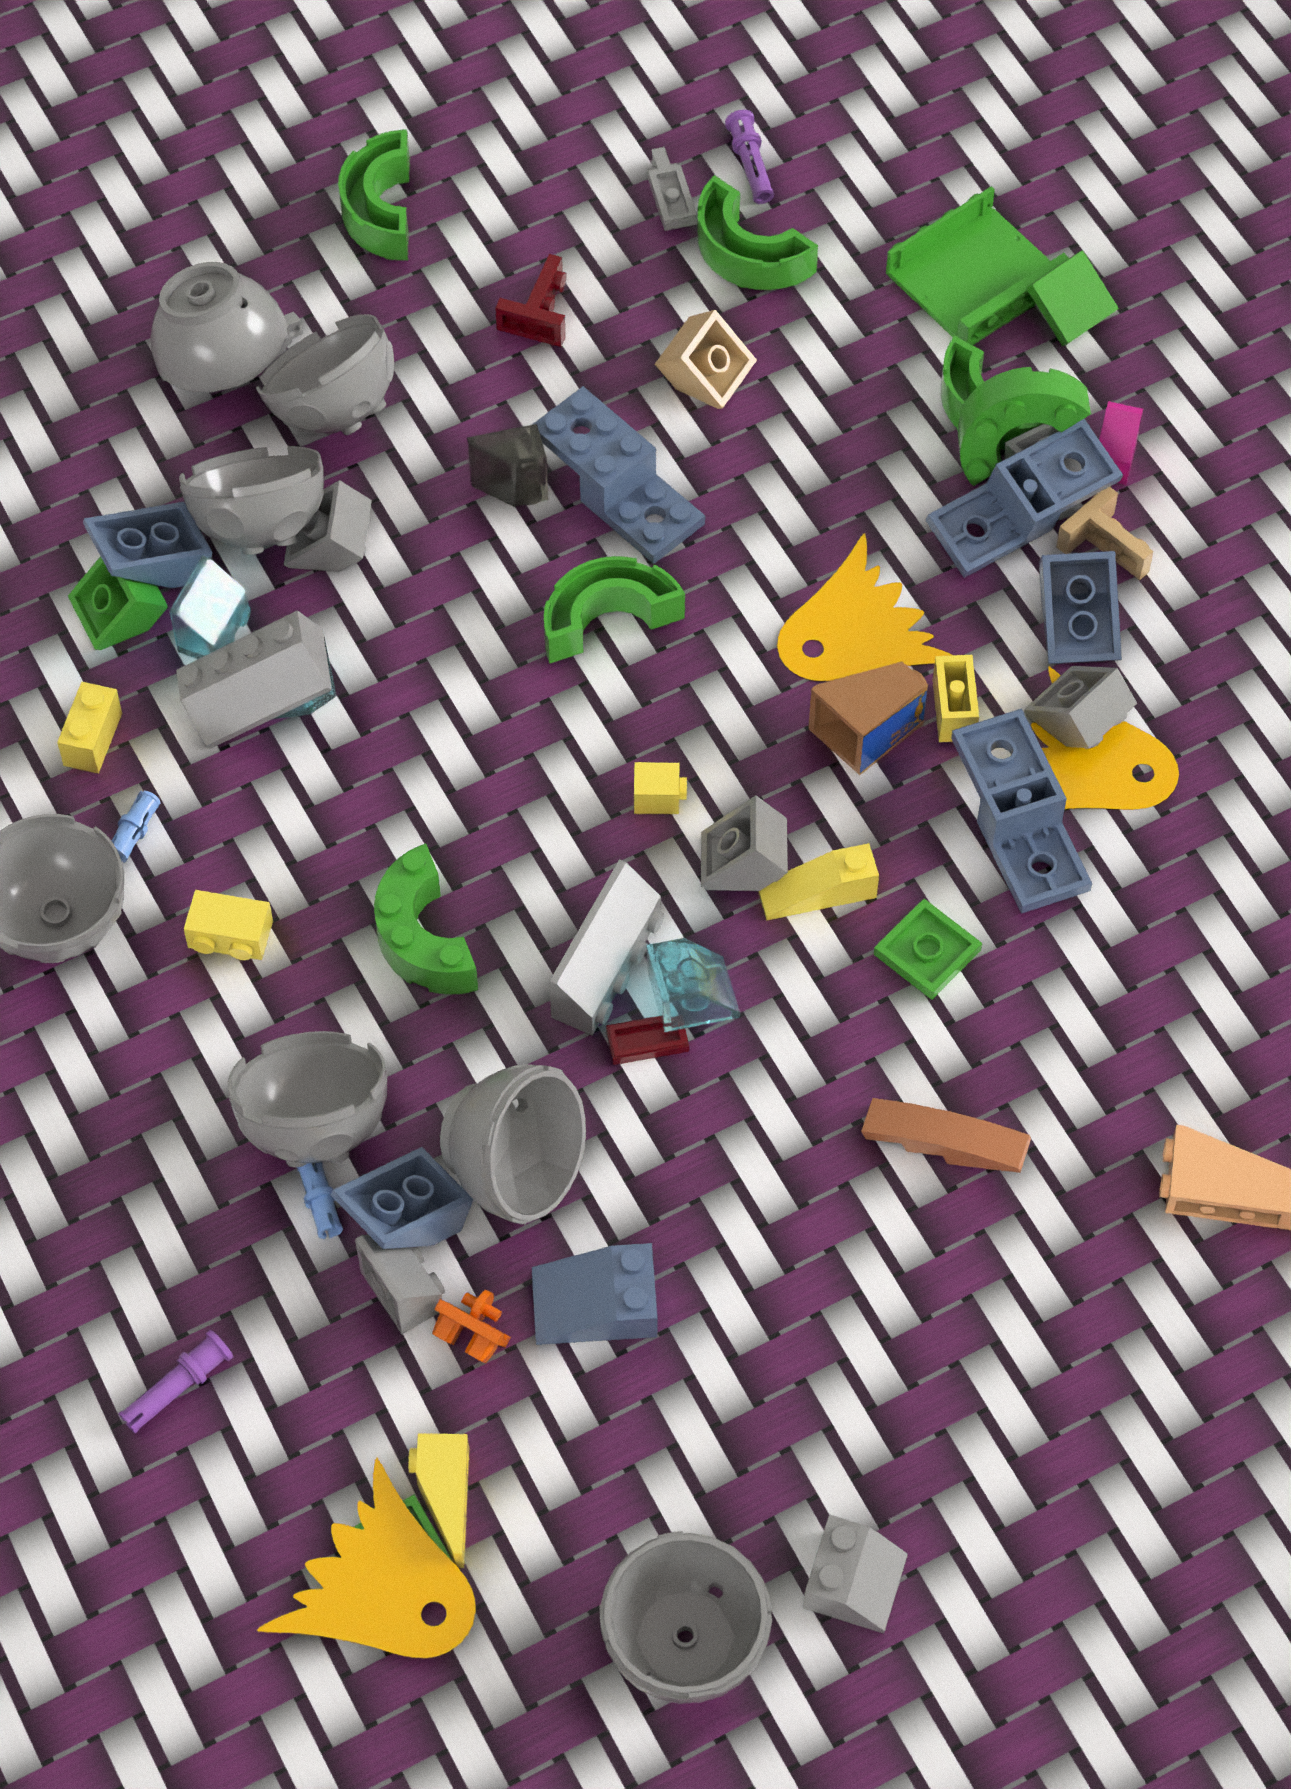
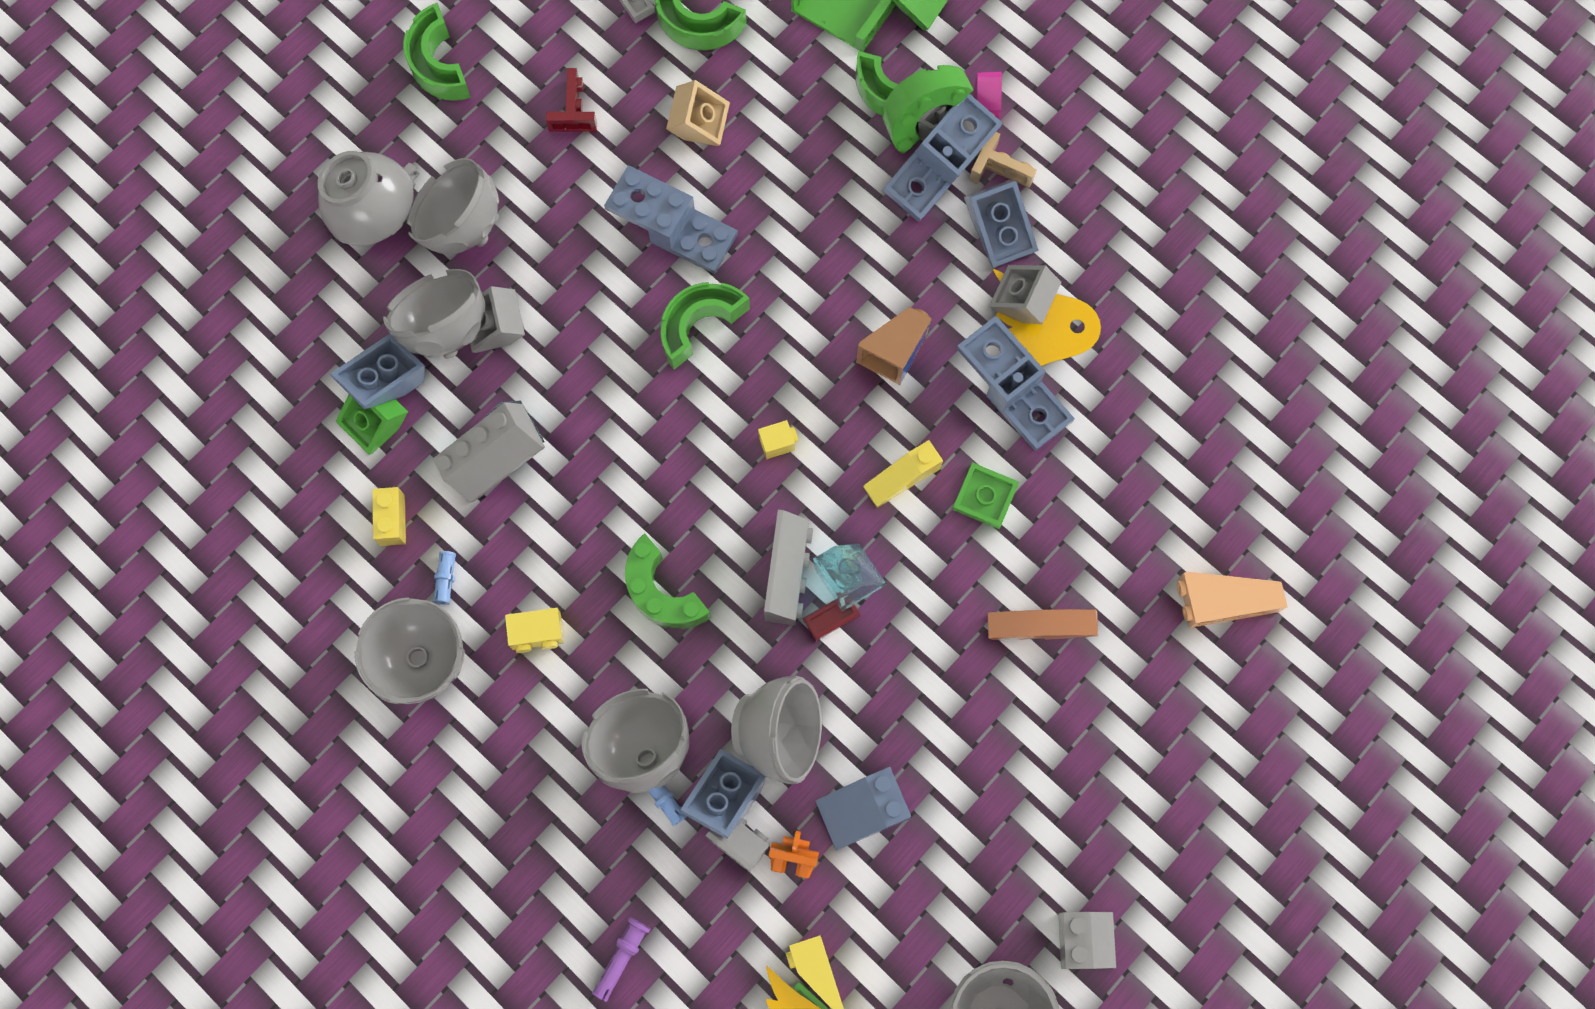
camera: 20 degrees left, 15 degrees up
(208, 610) = (438, 409): clear light blue slope -> none
(510, 465) = (599, 236): clear smoke slope -> none
(745, 849) = (849, 466): light grey slope -> none
(854, 626) = (861, 279): yellow piece -> none
(954, 694) = (946, 315): light yellow brick -> none

